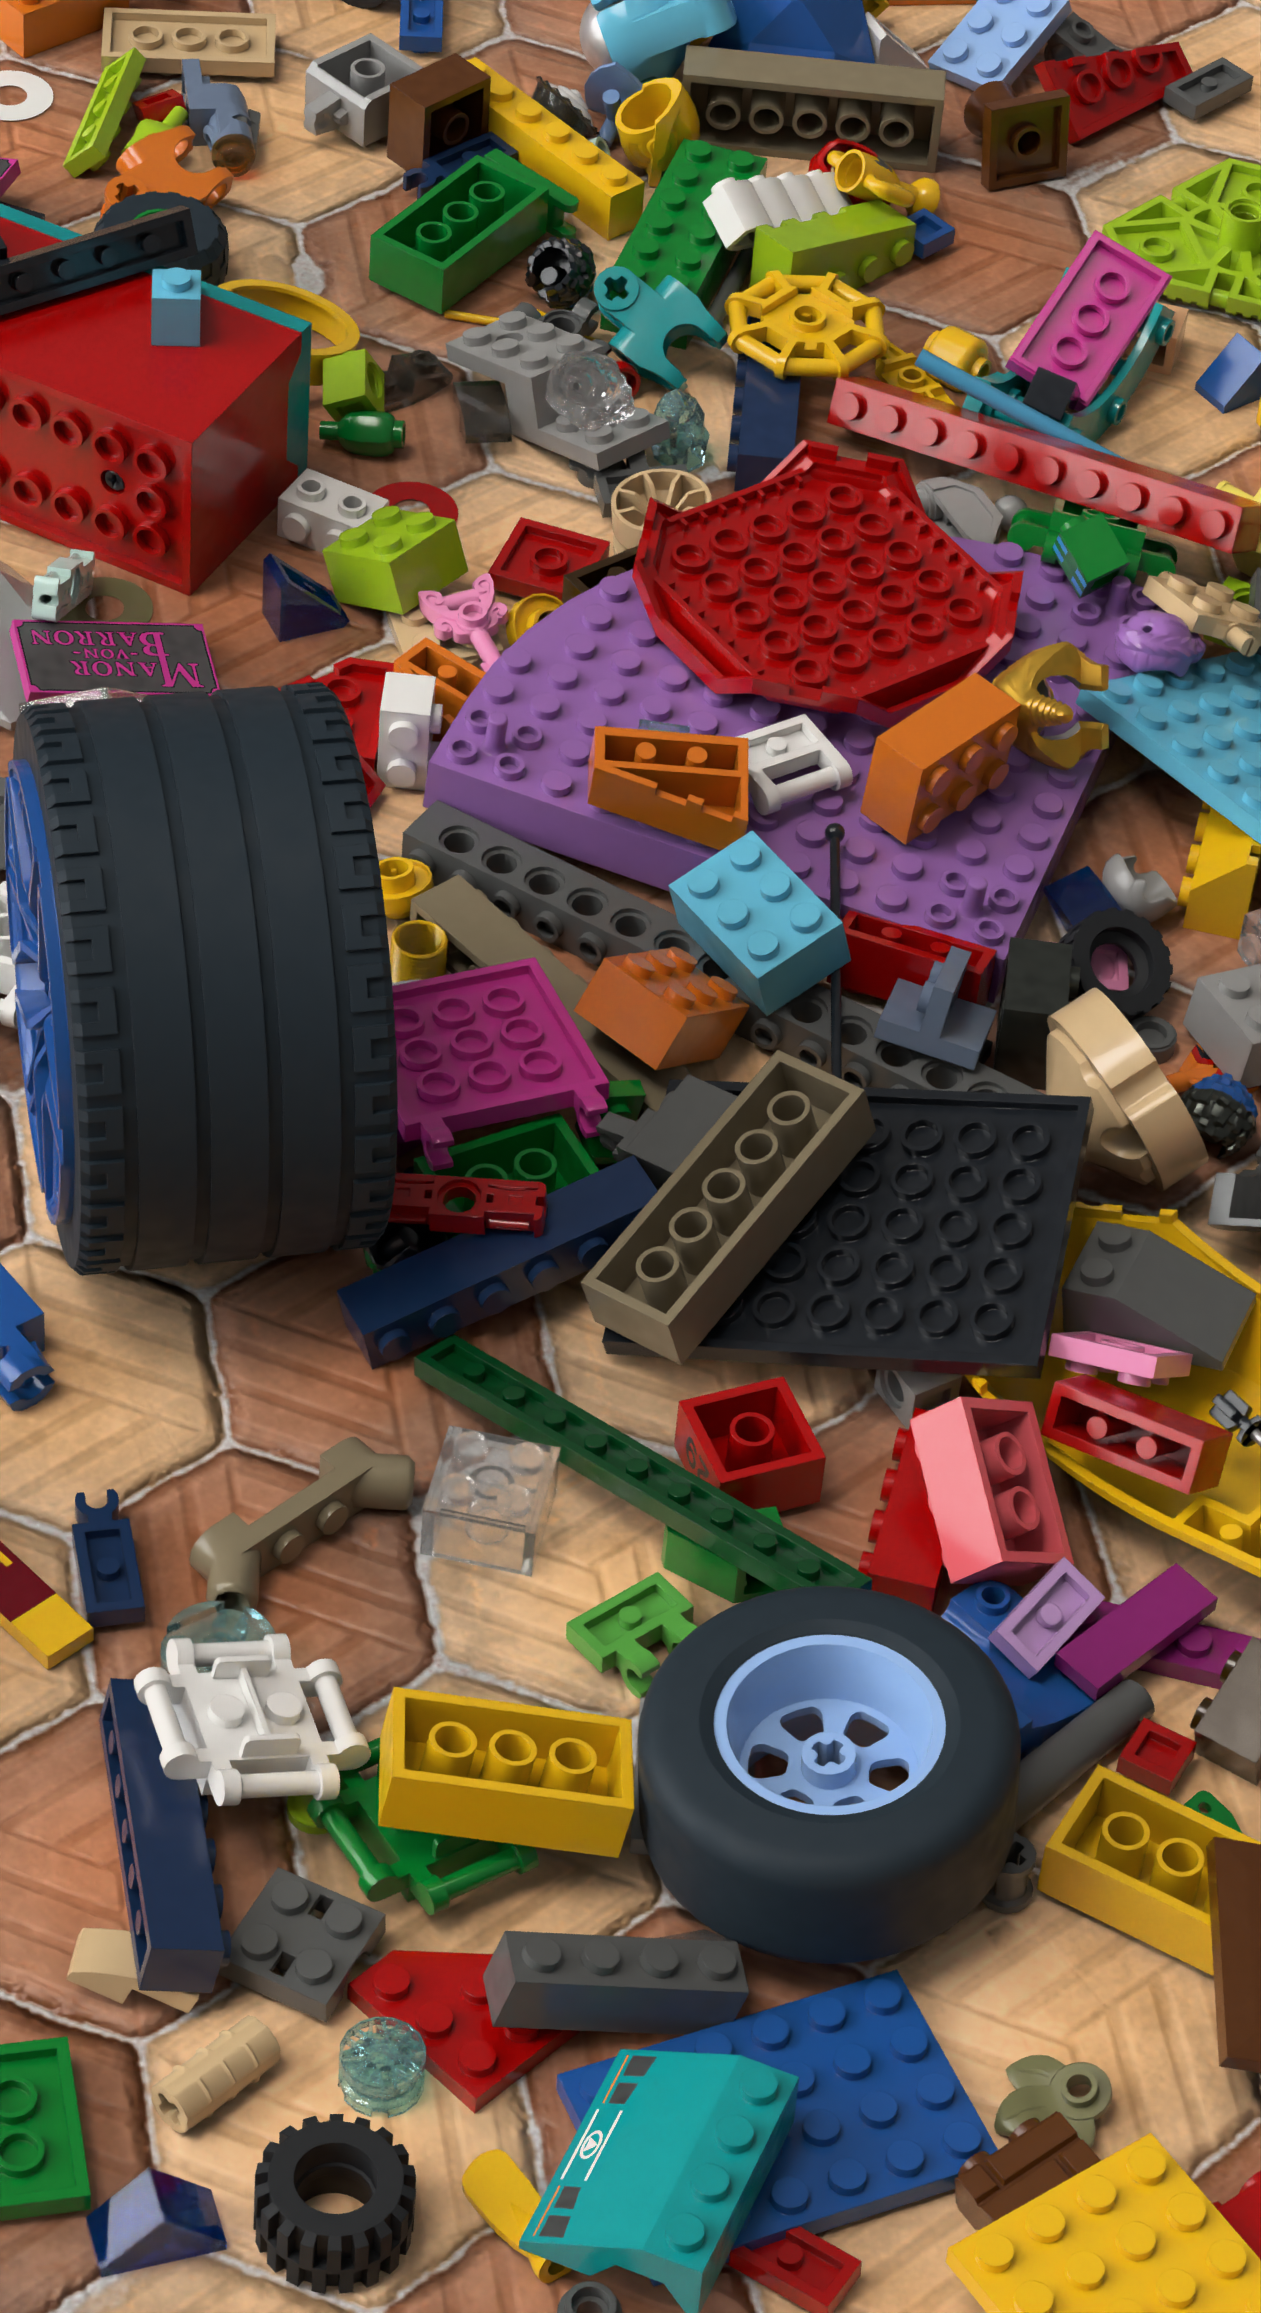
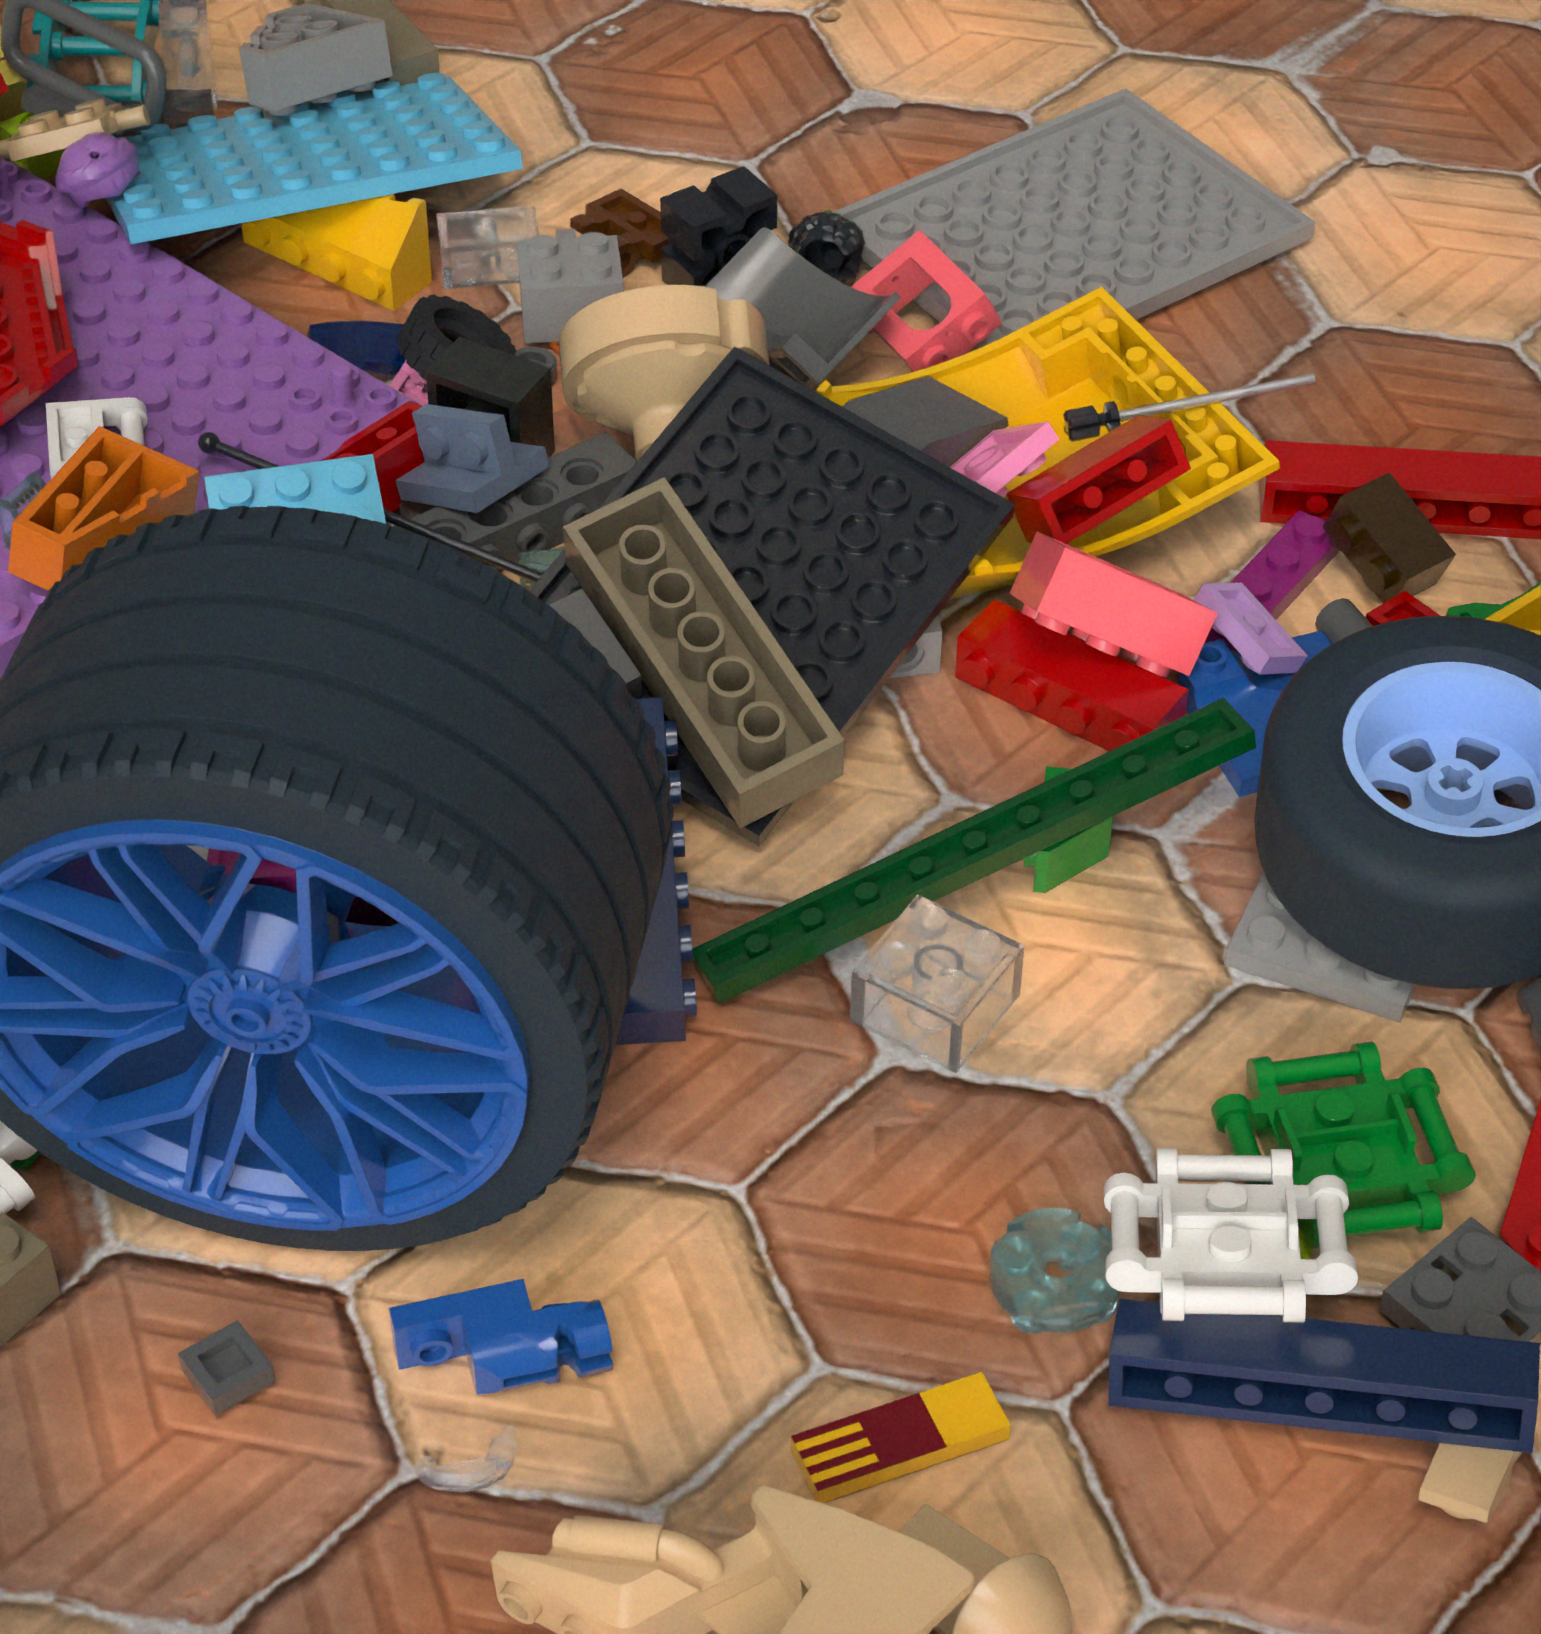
camera: 65 degrees left, 0 degrees up
(106, 1564) = (888, 1334): dark blue plate -> none
(350, 1479) = (926, 1211): dark tan plate -> none
(506, 1772) = (1375, 1041): yellow brick -> none
(628, 1624) = (1129, 927): bright green plate -> none
(752, 1445) = (954, 762): red brick -> none
(940, 758) = (182, 330): orange piece -> none
(1028, 685) = (148, 263): pearl gold piece -> none
(1135, 1631) = (1276, 580): magenta tile -> none
(1142, 893) = (353, 305): light grey hair -> none

